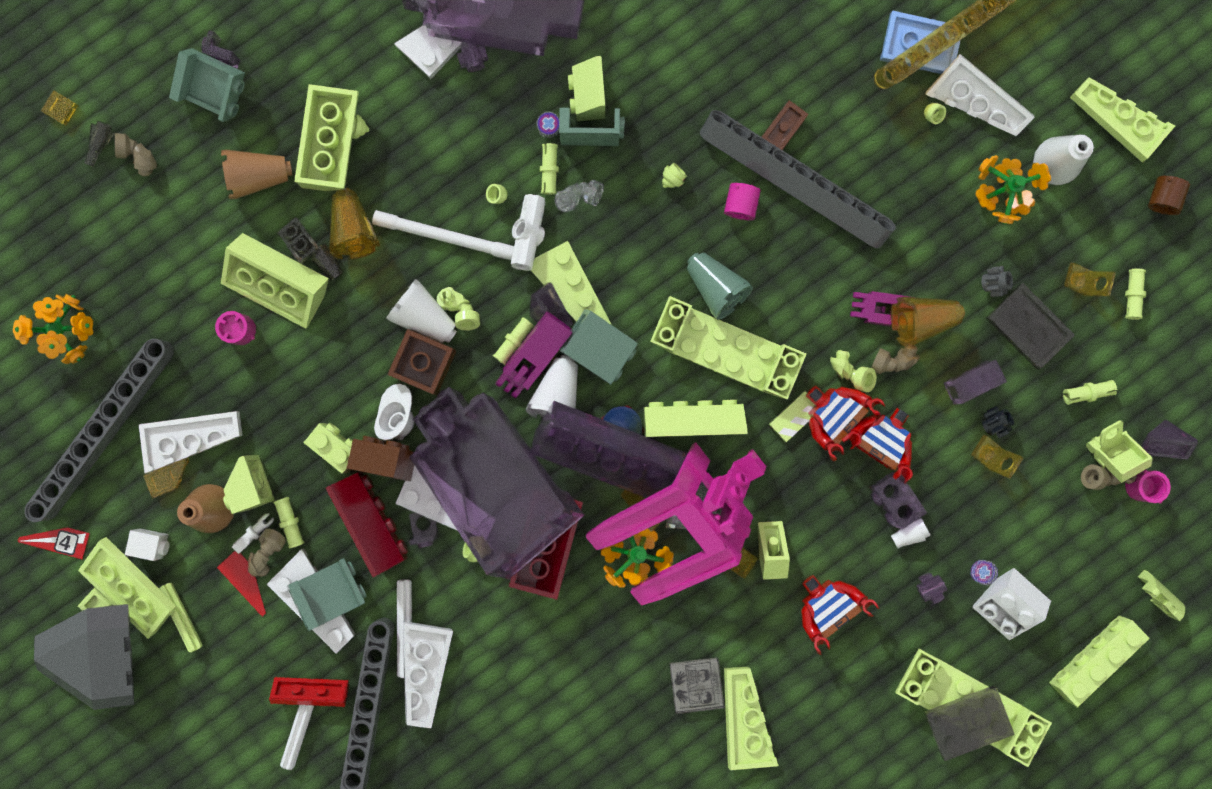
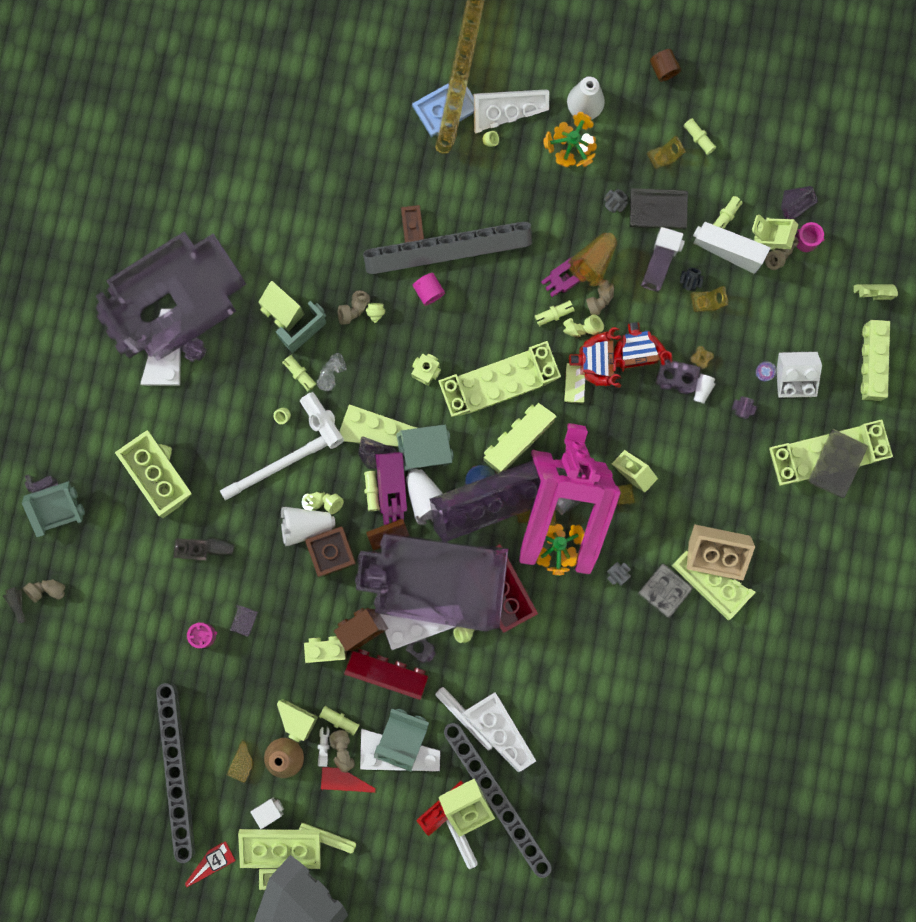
camera: 40 degrees left, 5 degrees down
(53, 340) = (94, 738): light orange plant -> none
(181, 438) = (228, 732): white wing -> none
(253, 172) = (127, 534): medium nougat cone -> none
(273, 280) = (197, 587): yellowish green slope -> none
(287, 350) = (244, 620): none -> clear purple bracket
(324, 713) = (466, 807): none -> yellowish green slope
(350, 227) = (215, 513): clear yellow cone -> none
(394, 413) = (342, 596): white piece -> none
(503, 396) = (376, 535): none -> reddish brown plate
(548, 124) = (274, 348): tile -> none
(662, 280) = (423, 375): none -> yellowish green brick
(667, 153) = (359, 302): none -> dark tan arm
(668, 630) = (619, 573): none -> dark grey gear
(717, 284) = (459, 349): sand green cone -> none
(779, 700) = (719, 552): none -> tan slope
(830, 608) = (698, 472): torso -> none
(838, 333) = (554, 313): none -> yellowish green pin
(930, 500) = (701, 362): none -> clear yellow plate
(1012, 365) = (670, 240): none -> white brick
(1066, 427) = (731, 247): none -> white slope
(1129, 125) = (607, 45): yellowish green wing -> none

